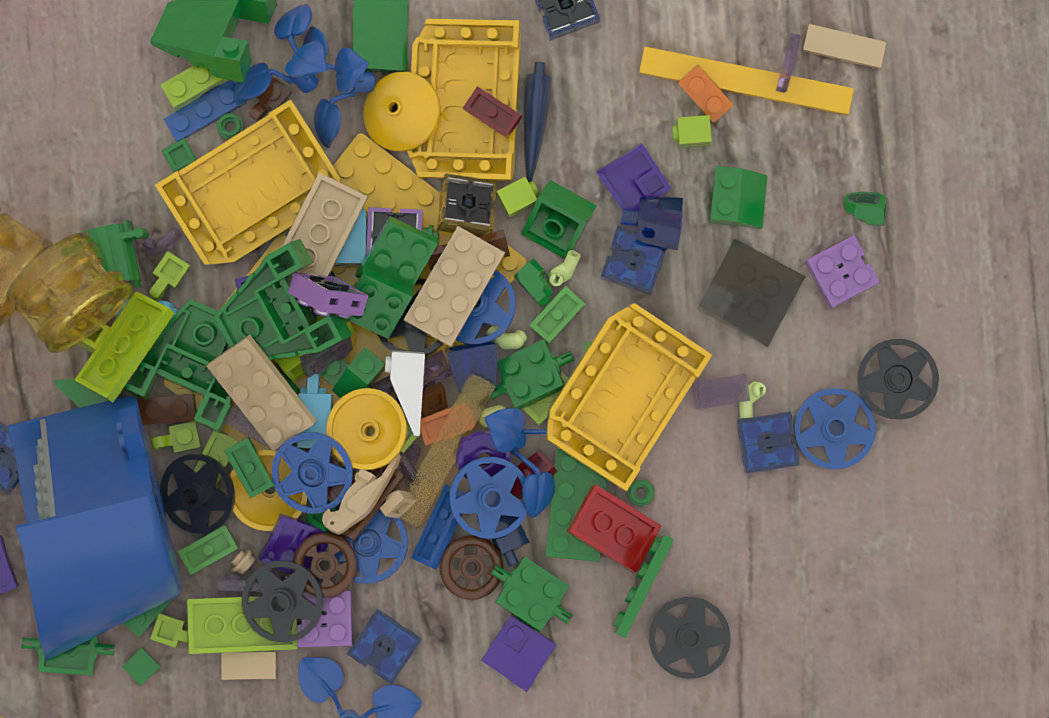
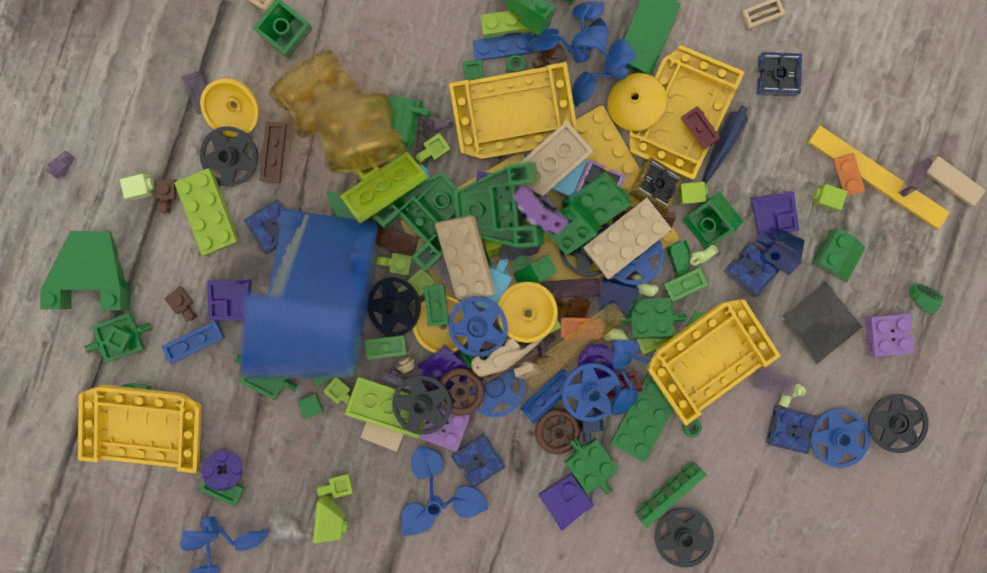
camera: 15 degrees right, 5 degrees up
(407, 375) = (569, 290): white slope -> none
(614, 528) = (665, 445): red plate -> none

